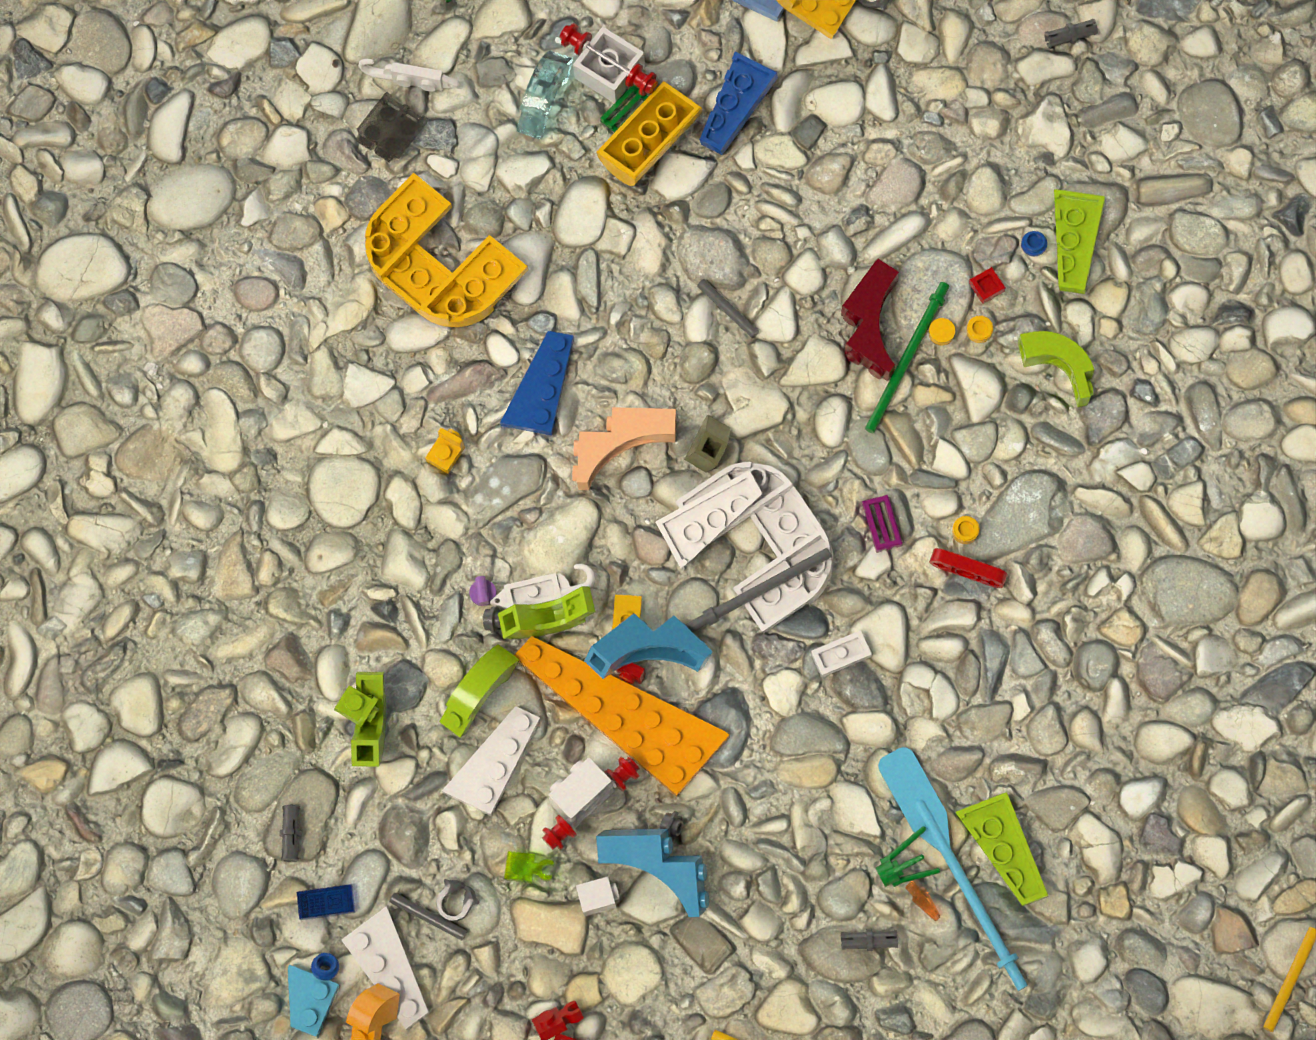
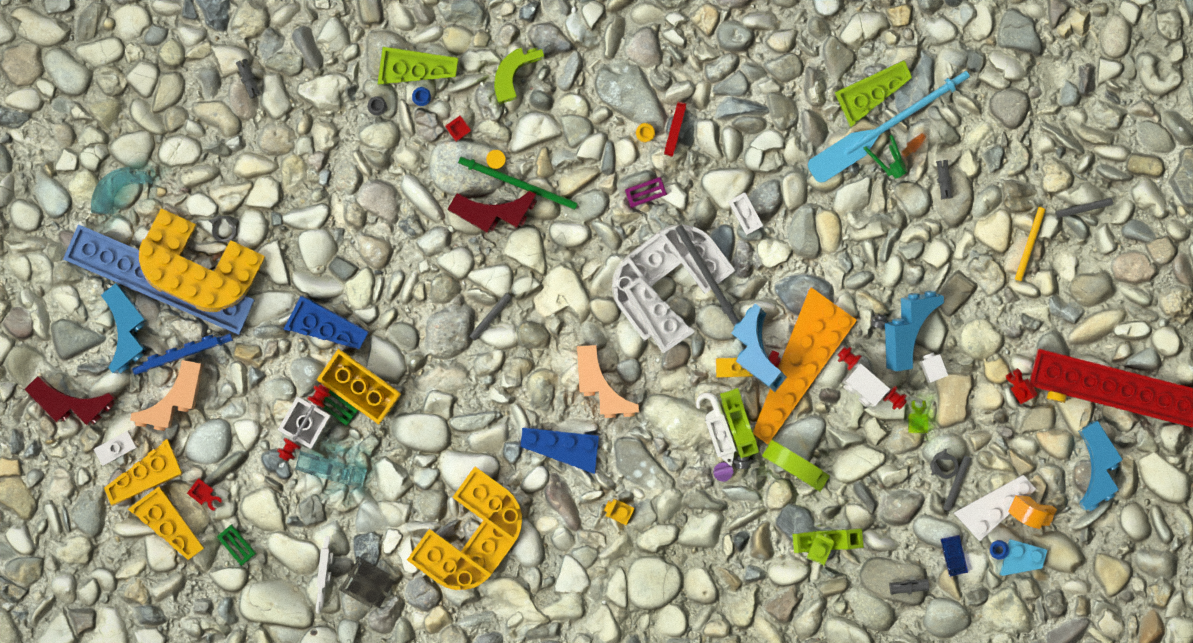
camera: 100 degrees left, 15 degrees up
(490, 768) = (848, 451): white wing -> none
(708, 444) = (599, 319): olive slope -> none
(979, 329) = (491, 132): yellow tile -> none
(1024, 187) = (377, 105): none -> dark grey plate

